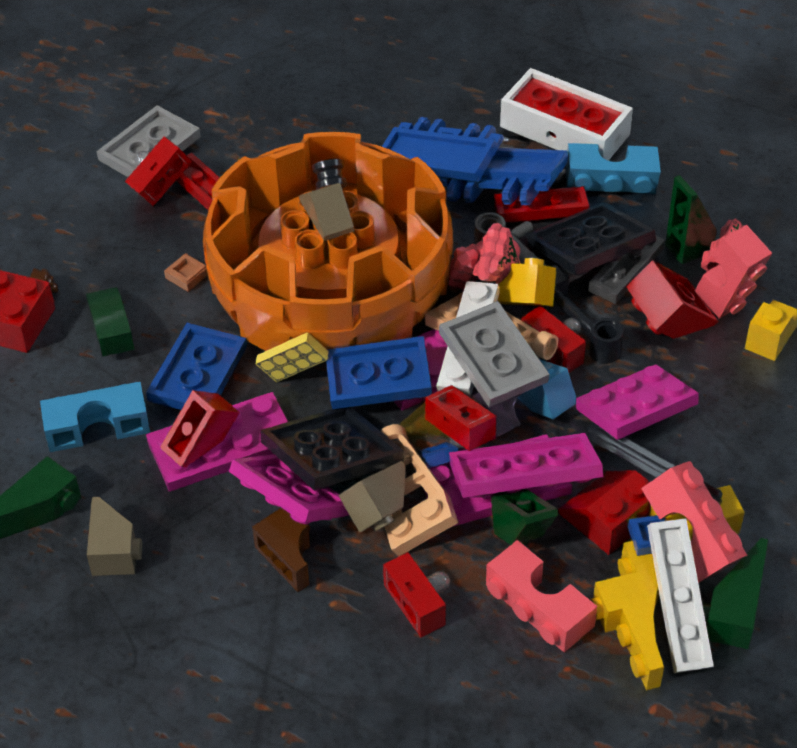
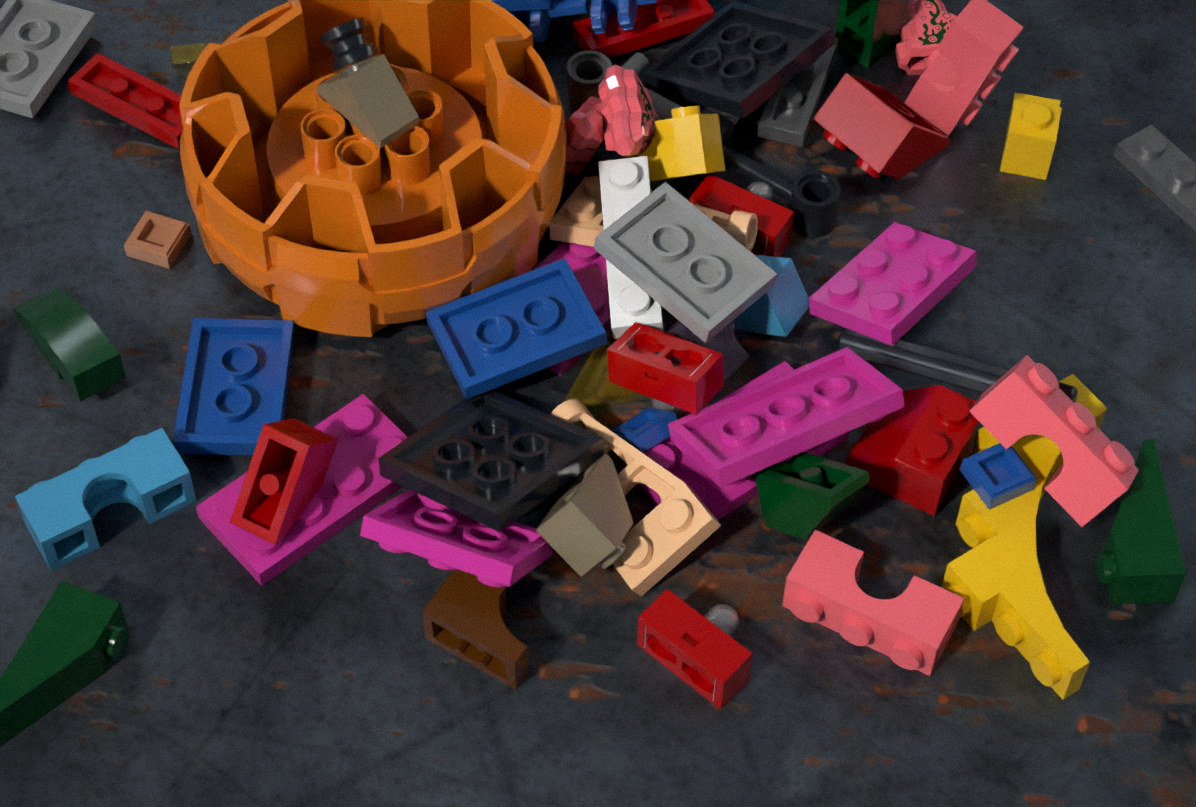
camera: 20 degrees left, 5 degrees up
(111, 541) = (210, 687): dark tan slope -> none
(157, 170) = (57, 91): red piece -> none
(292, 357) = (379, 334): light yellow tile -> none
(680, 596) = (1072, 553): white plate -> none

